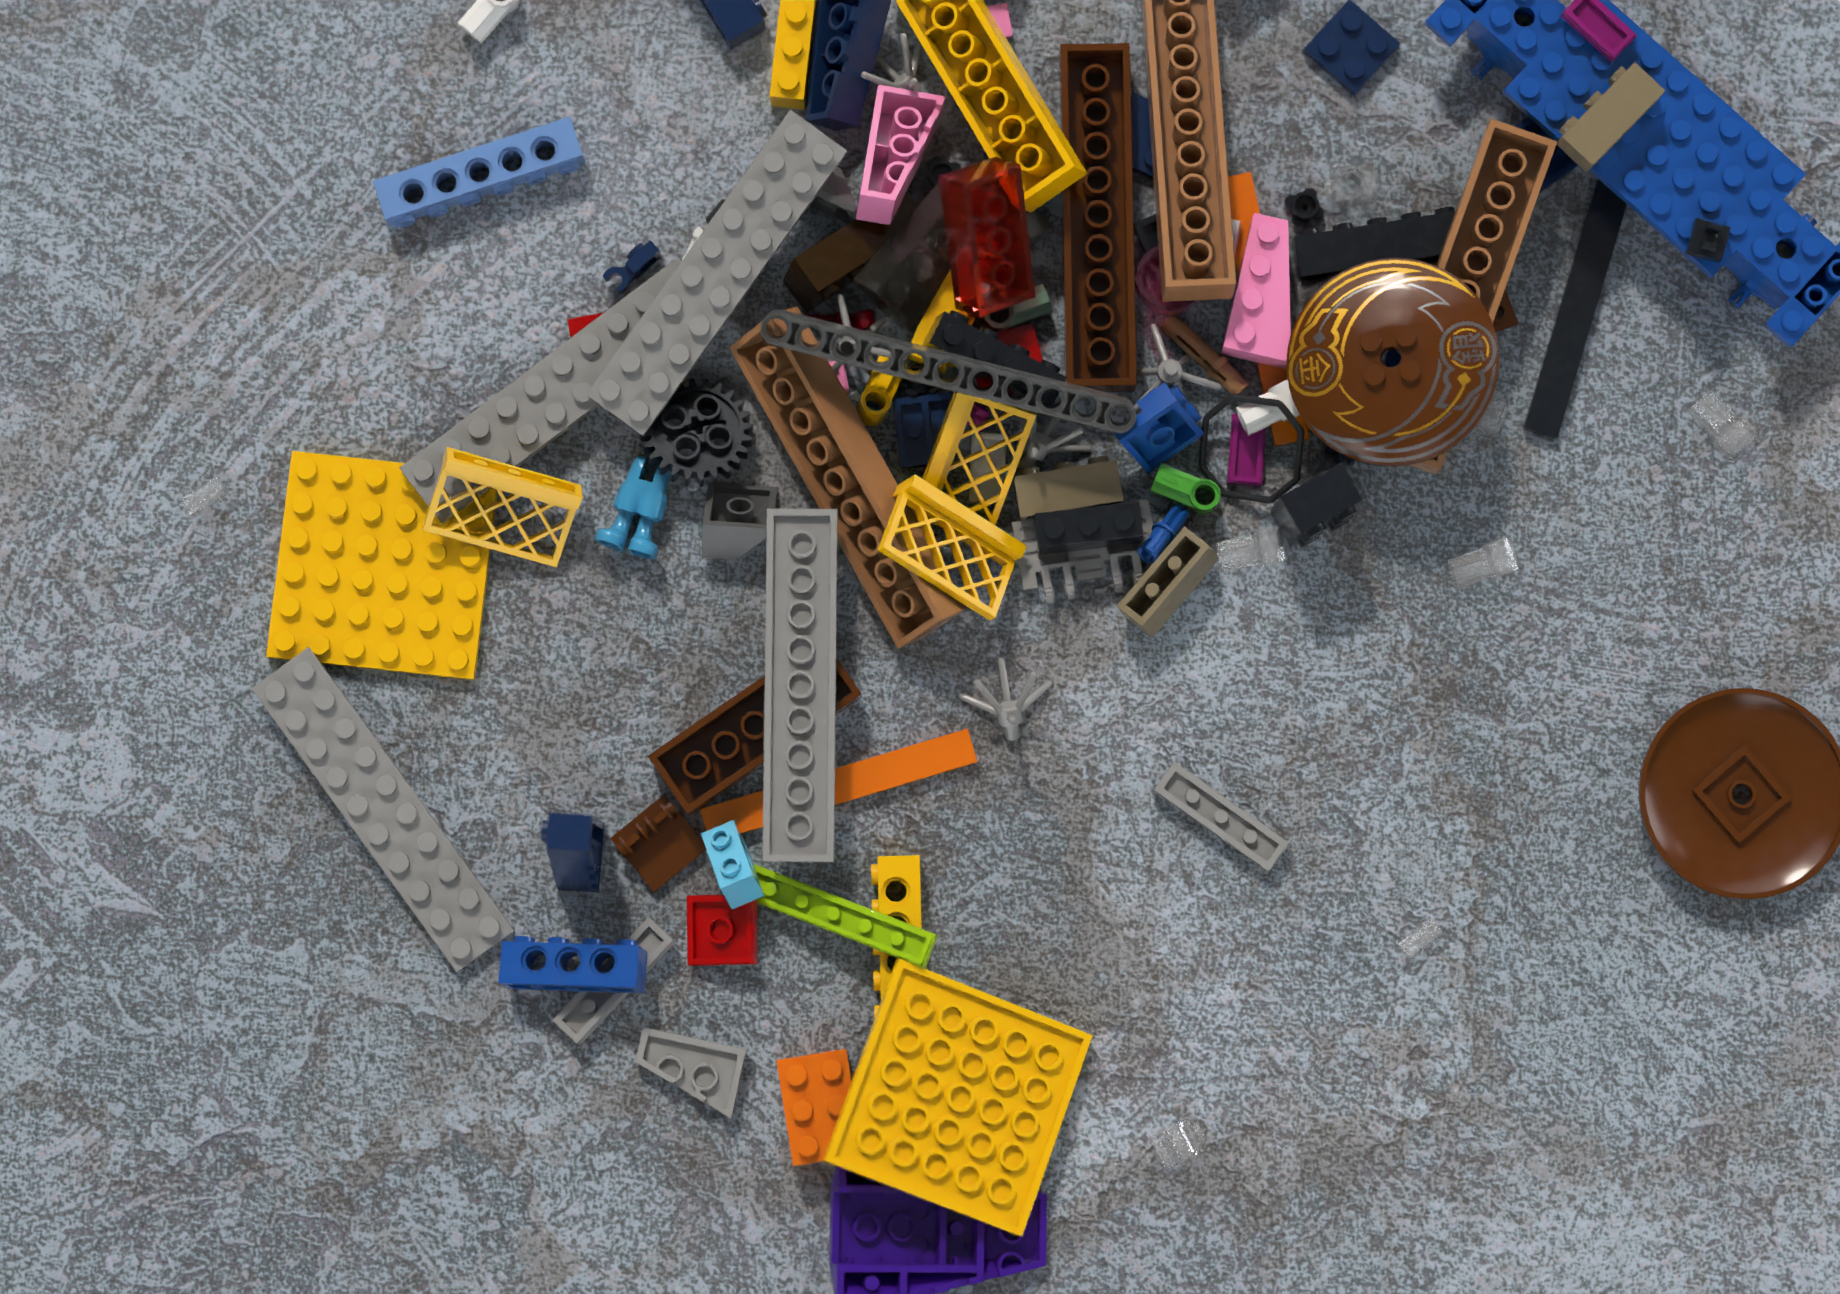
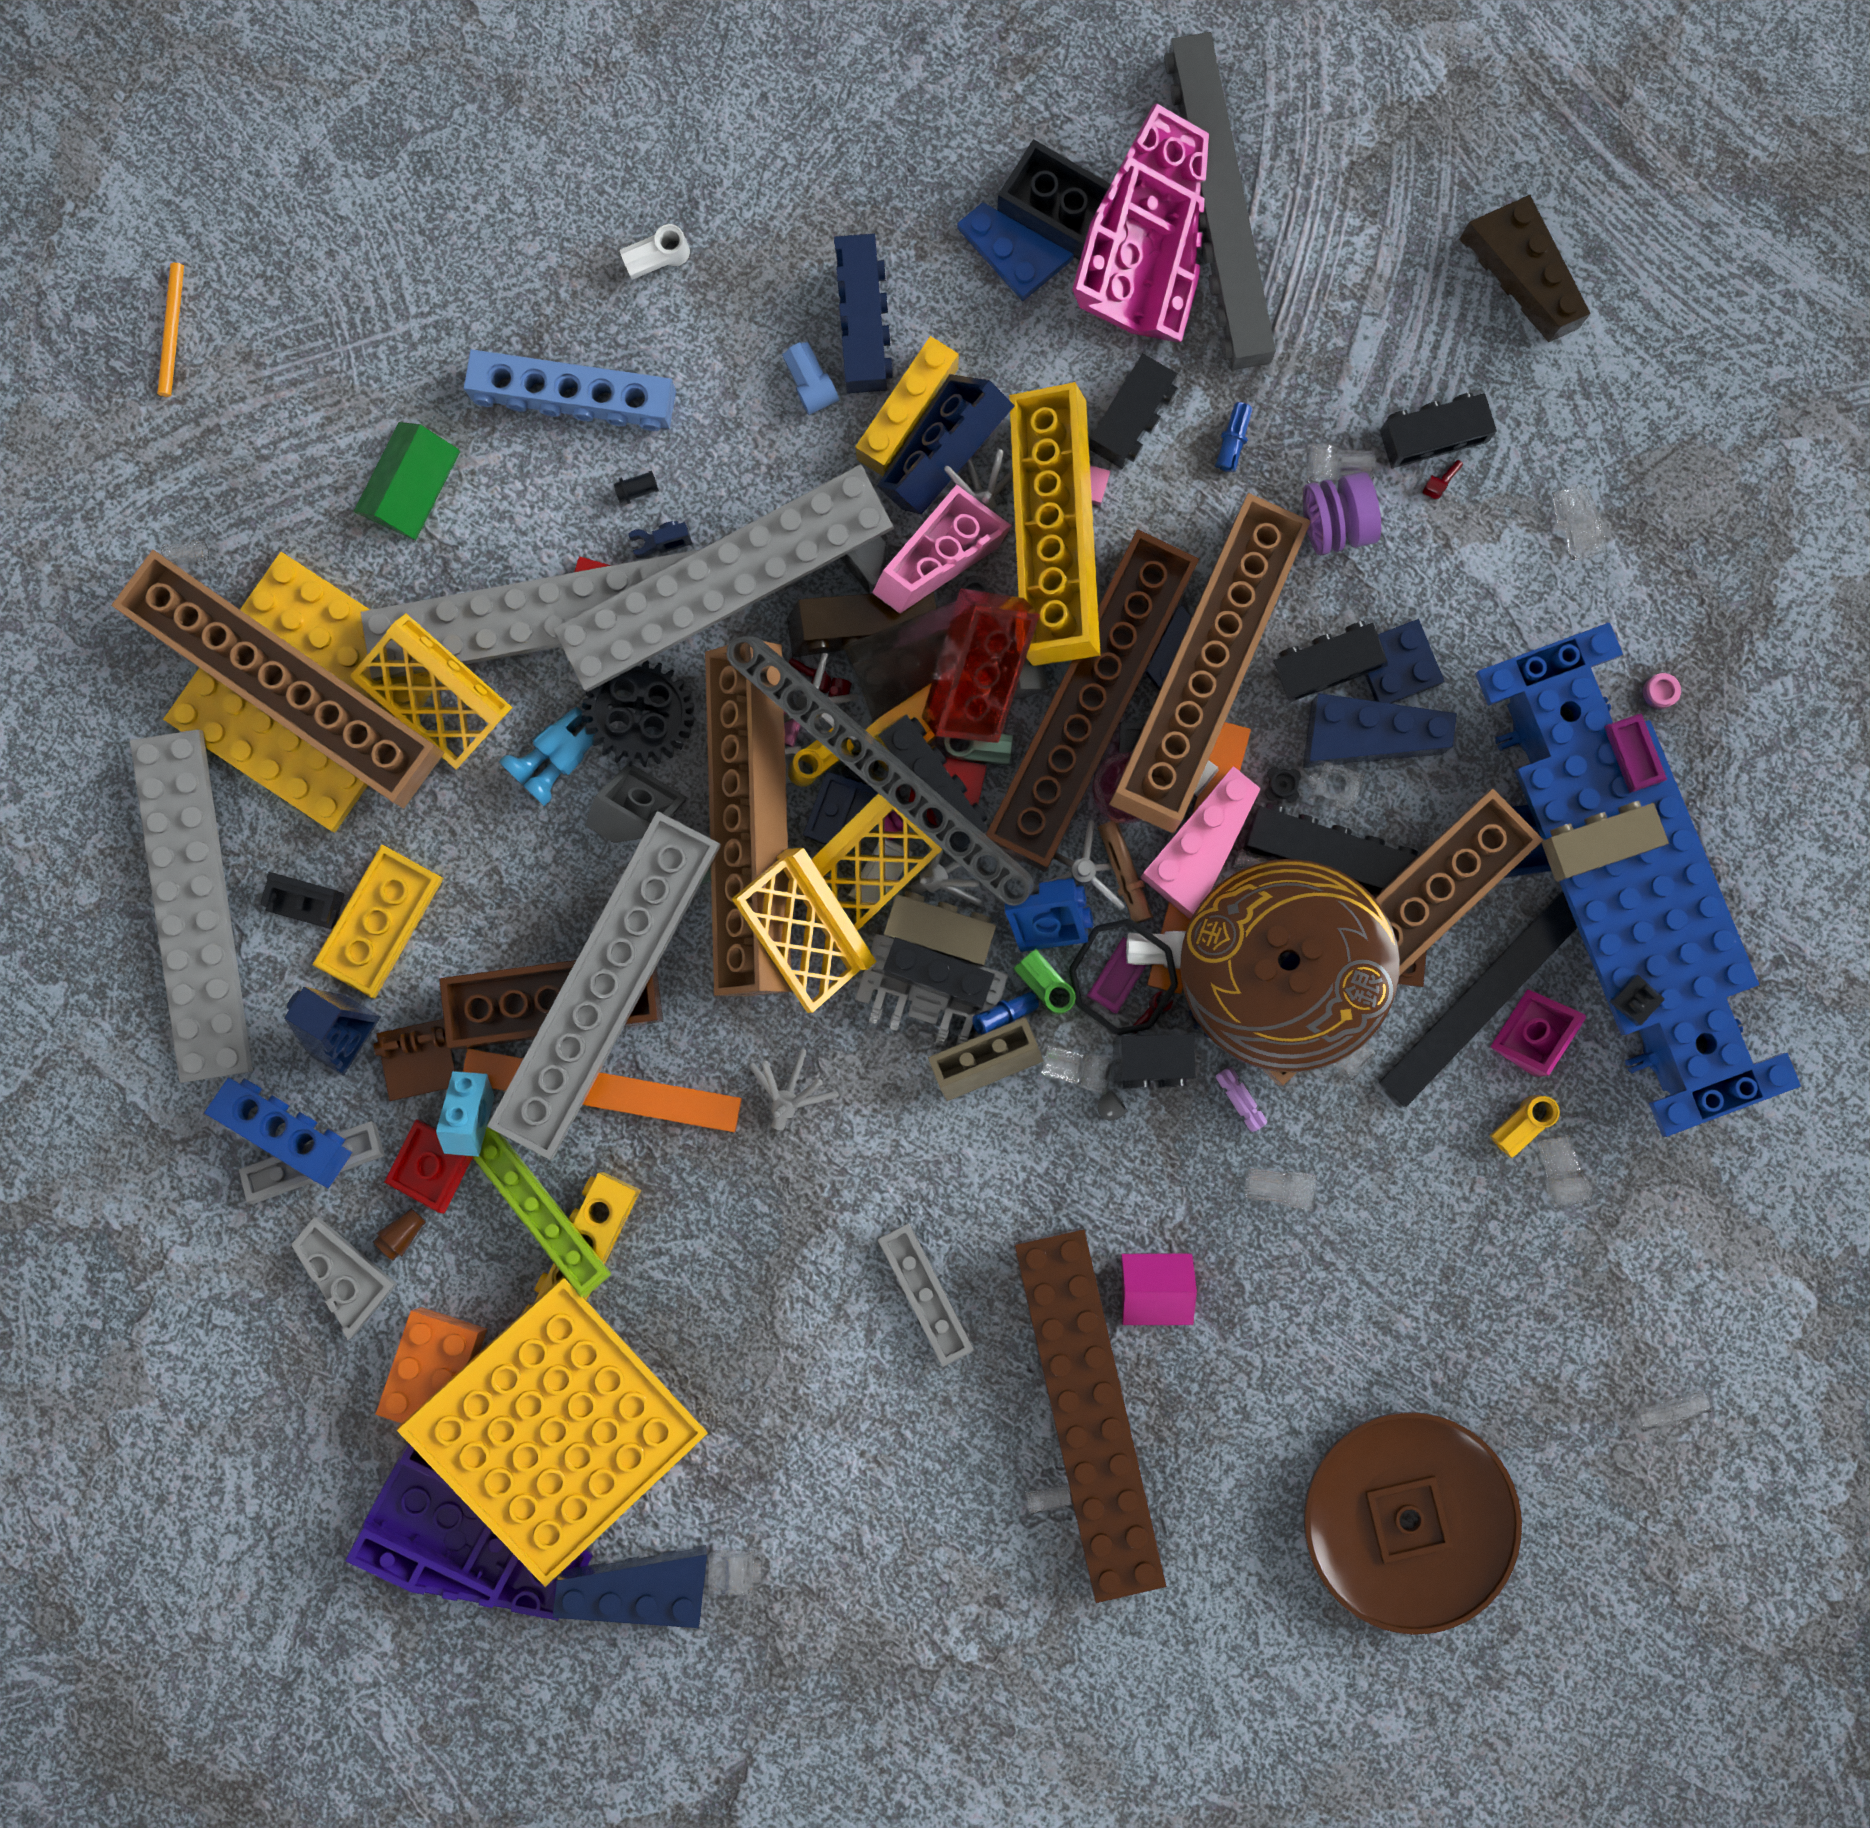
camera: 30 degrees right, 0 degrees up
(79, 300) = (170, 329): none -> light orange bar
(360, 564) = (278, 679): none -> medium nougat brick
(371, 328) = (407, 479): none -> green slope
(480, 754) = (301, 900): none -> black hinge
(557, 738) = (378, 921): none -> yellow tile
(585, 231) = (635, 487): none -> black pin
(699, 59) = (813, 385): none -> medium blue piece
(726, 1004) = (399, 1234): none -> reddish brown cone
(1111, 1195) = (636, 1591): none -> dark blue wedge
(1291, 76) = (1330, 661): none -> black brick
(1291, 464) = (1152, 1006): none -> dark red hand
(1299, 570) = (1111, 1107): none -> dark grey hinge
(1358, 120) = (1369, 731): none -> dark blue wedge
(1409, 504) = (1241, 1099): none -> lavender axle
(1417, 845) = (1089, 1415): none -> reddish brown brick
(1422, 708) = (1158, 1289): none -> dark pink slope
(1639, 314) = (1537, 1033): none -> dark pink slope
(1666, 402) = (1522, 1126): none -> yellow piece

